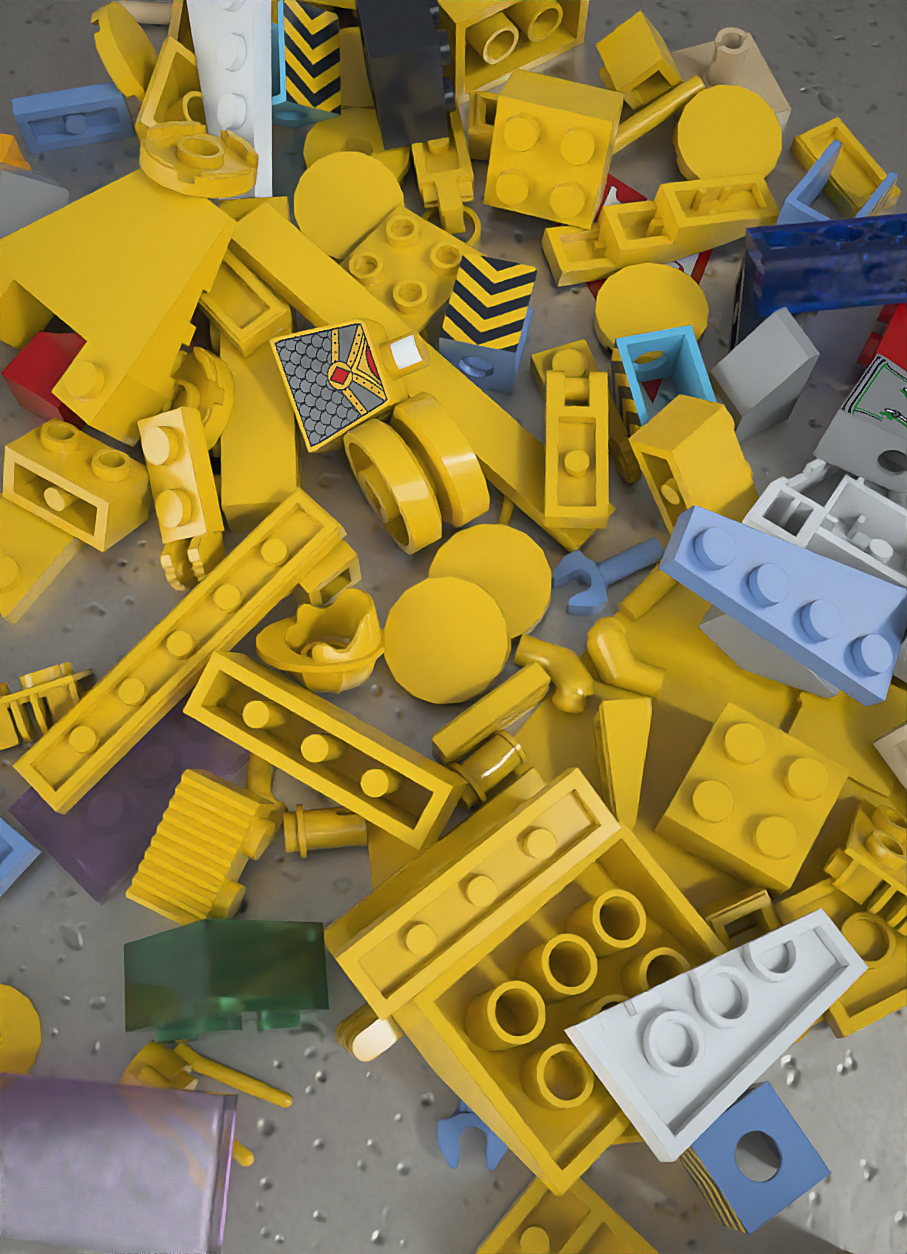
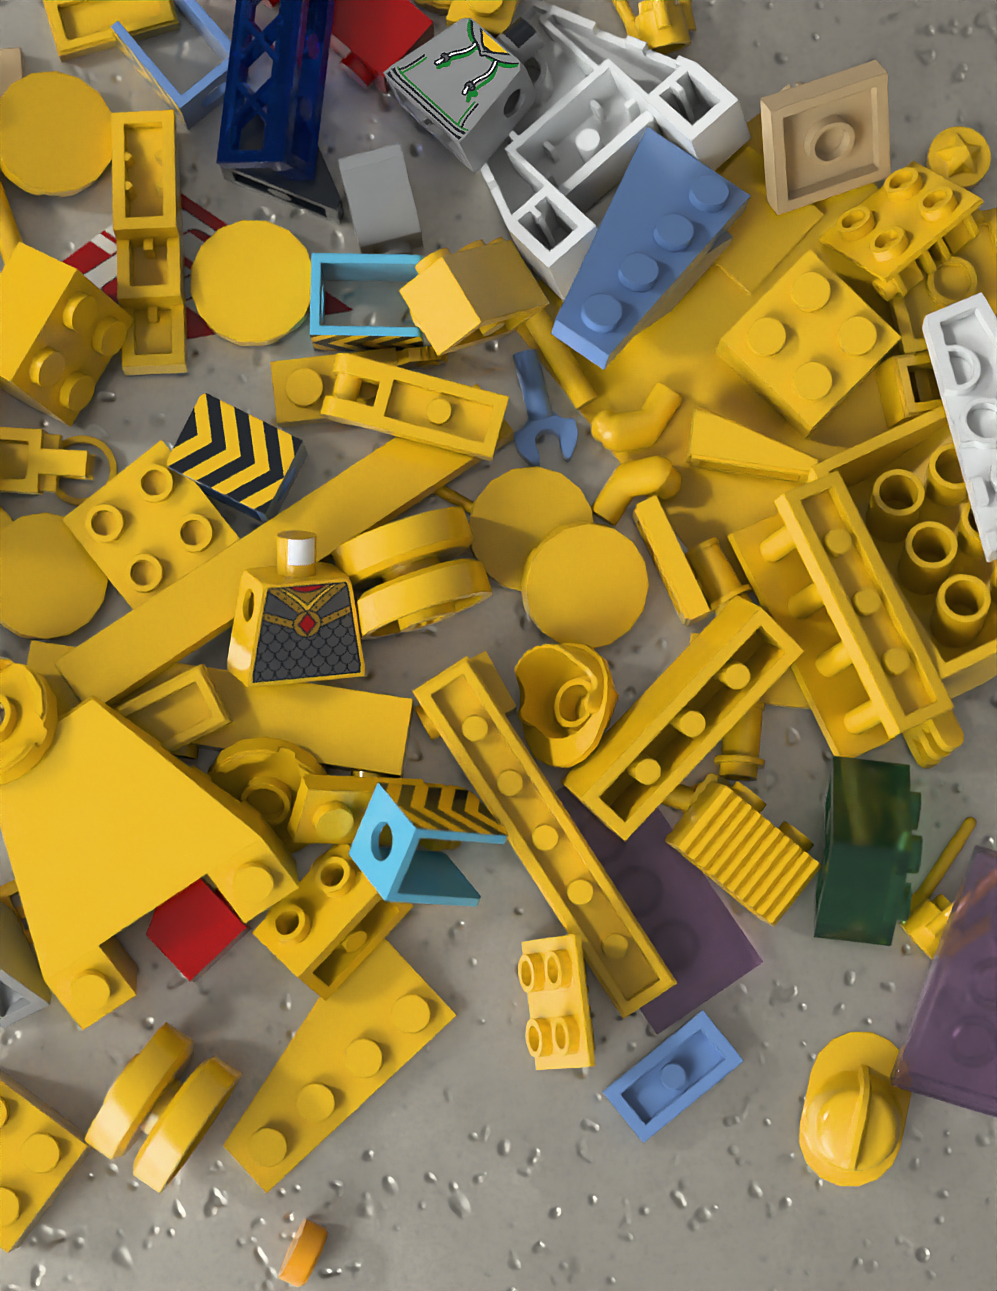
camera: 75 degrees left, 15 degrees up
(149, 531) = (418, 813): none -> medium azure piece

